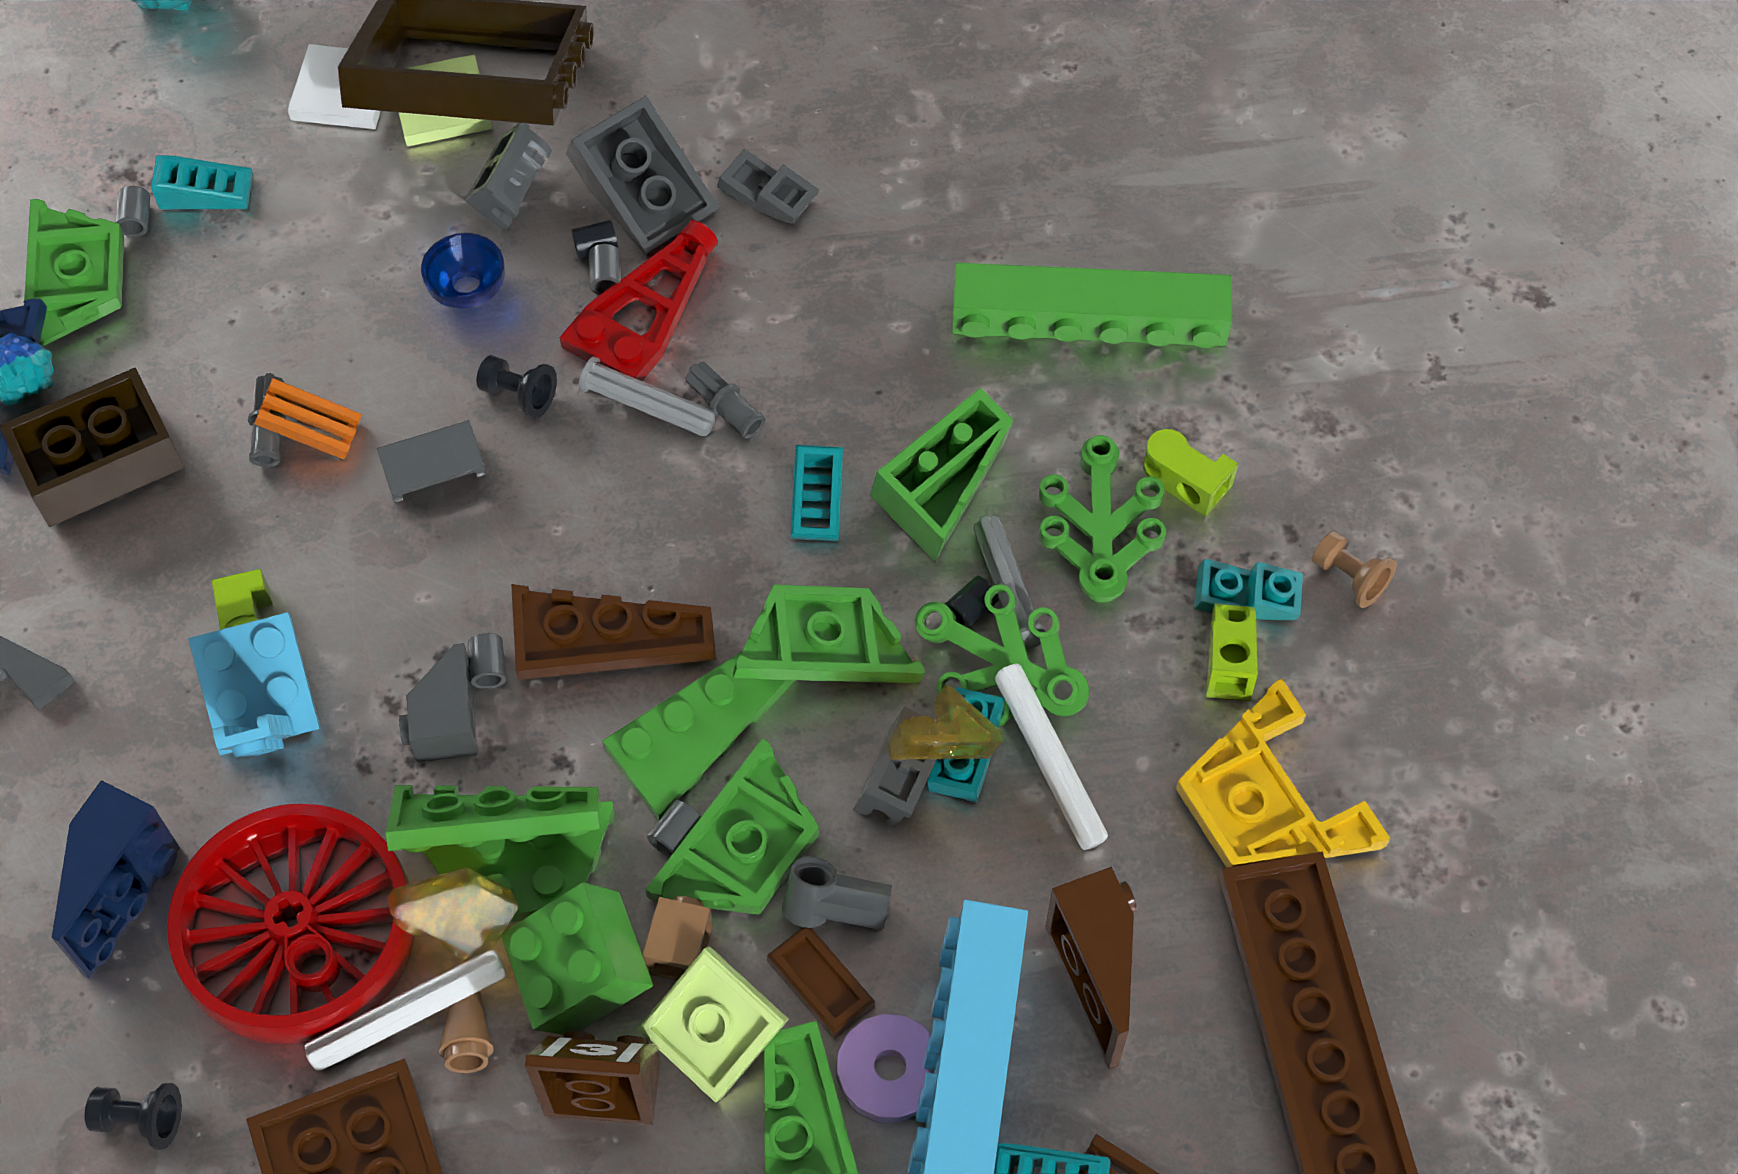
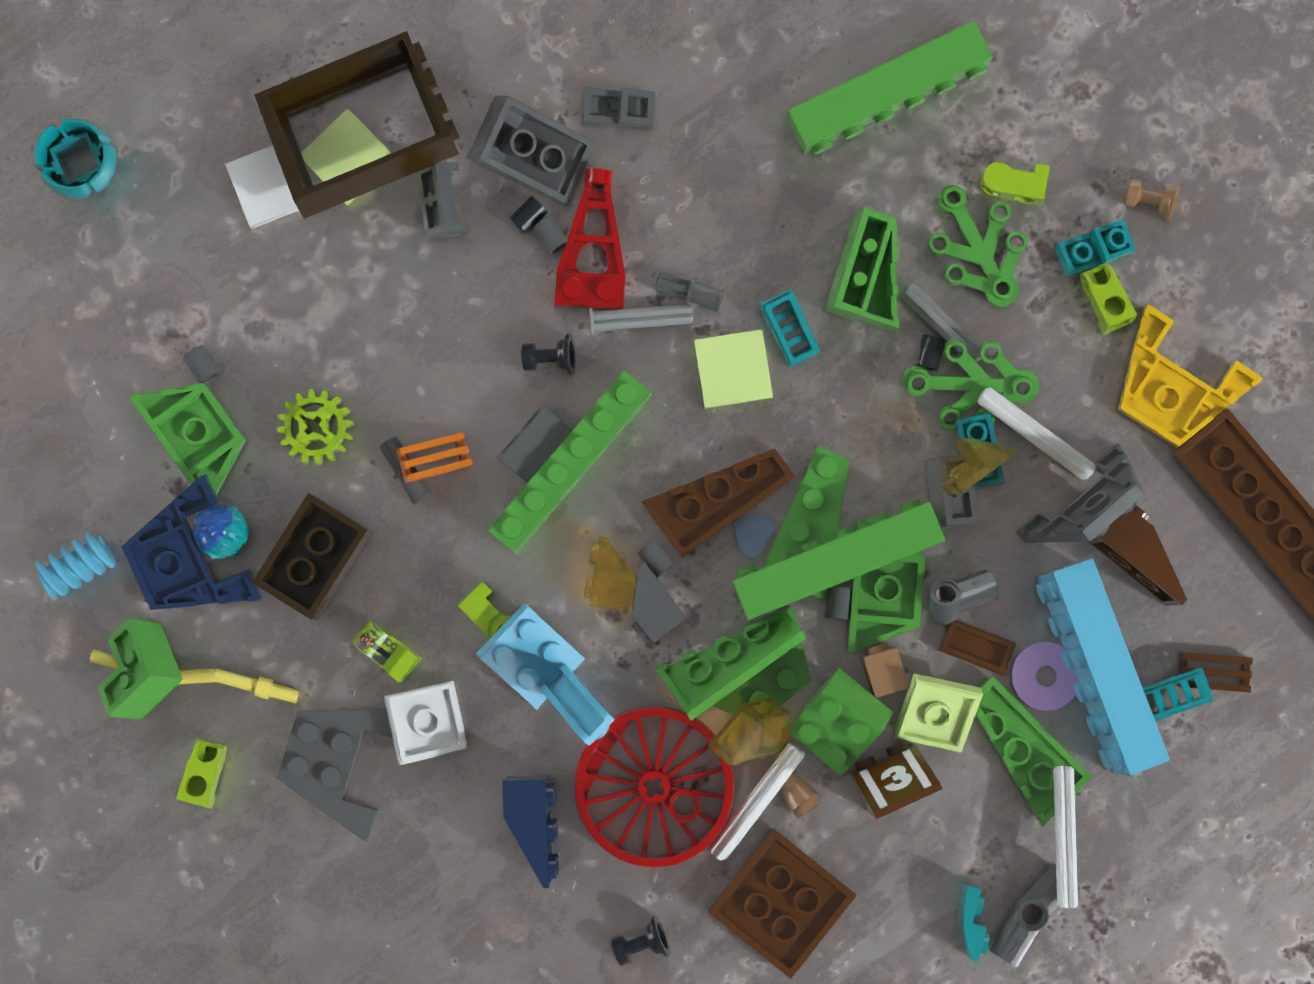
camera: 25 degrees left, 25 degrees up
(78, 698) = (426, 722): none -> white tile
(97, 598) = (386, 650): none -> lime leg
(180, 330) = (324, 414): none -> lime gear
(183, 170) = (238, 328): teal slope -> none
(410, 647) = (612, 581): none -> clear yellow slope
(456, 501) = (570, 462): none -> bright green brick
(462, 257) = (456, 274): clear blue piece -> none
(622, 696) = (752, 534): none -> sand blue tile
(700, 761) = (838, 560): none -> bright green brick
(720, 506) = (733, 369): none -> yellowish green tile
(825, 637) = (856, 430): bright green wing -> none
(1054, 858) = (1094, 509): none -> dark grey wing

